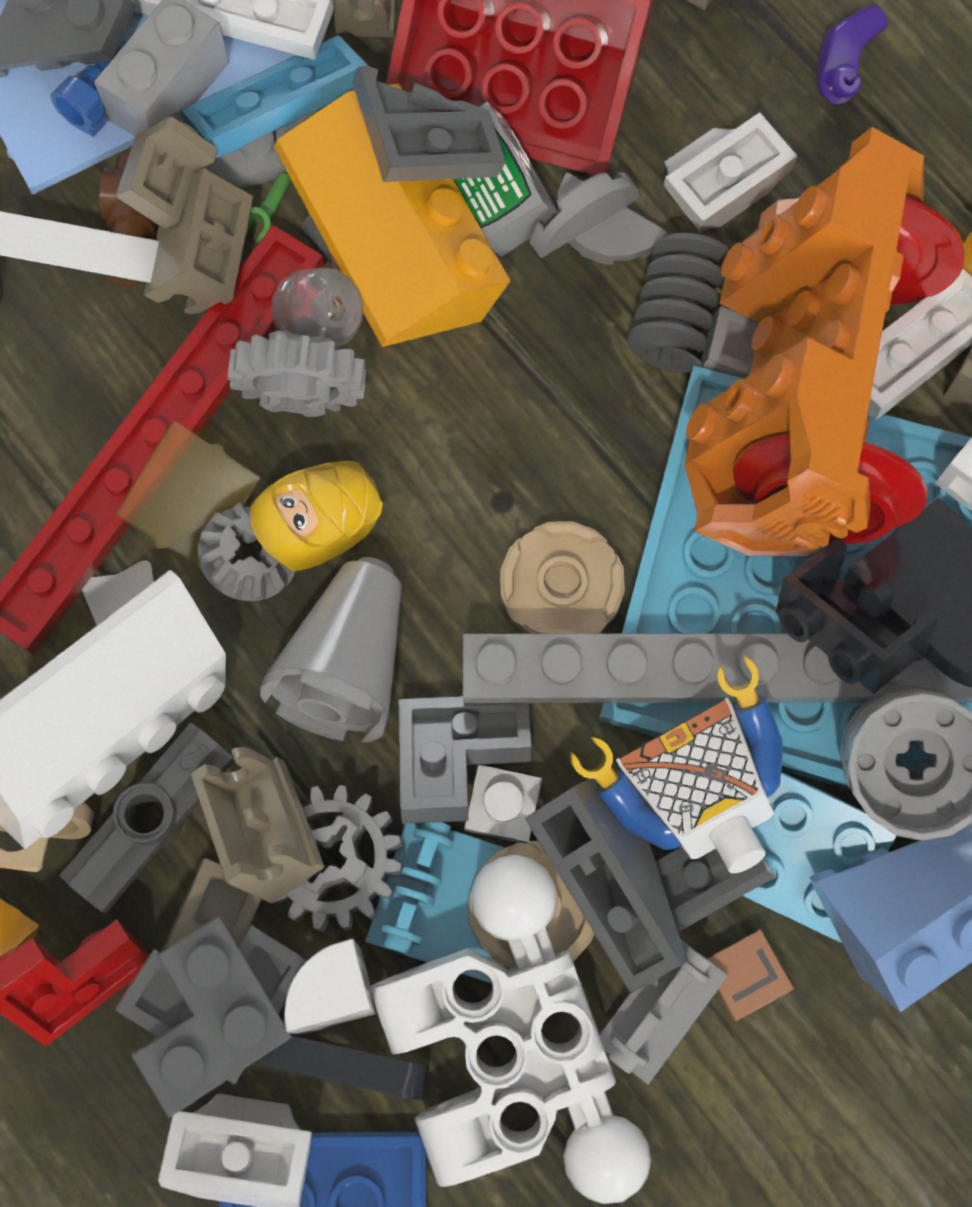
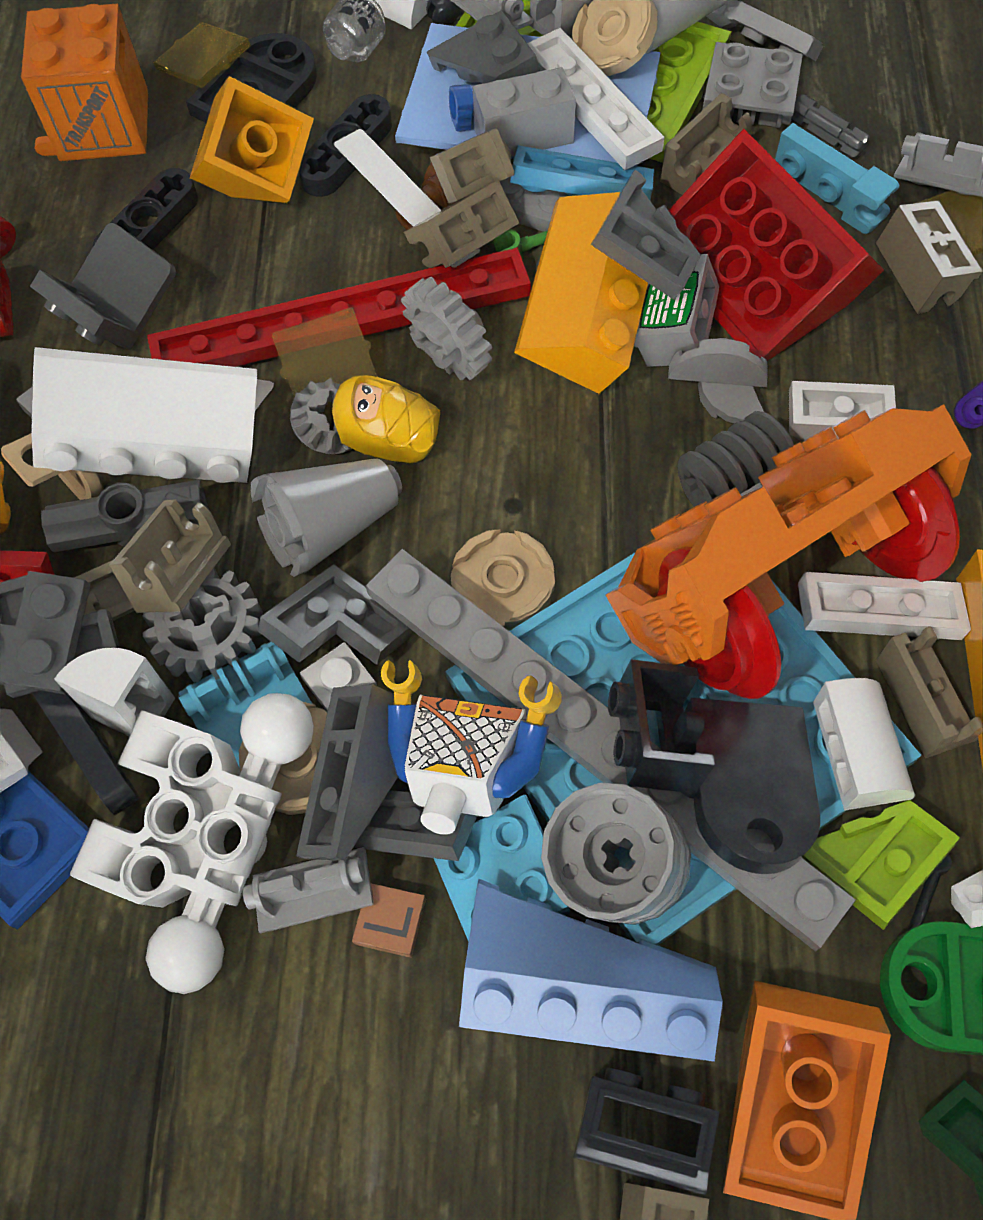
camera: 45 degrees right, 10 degrees down
(318, 304) = (509, 289): clear head -> none

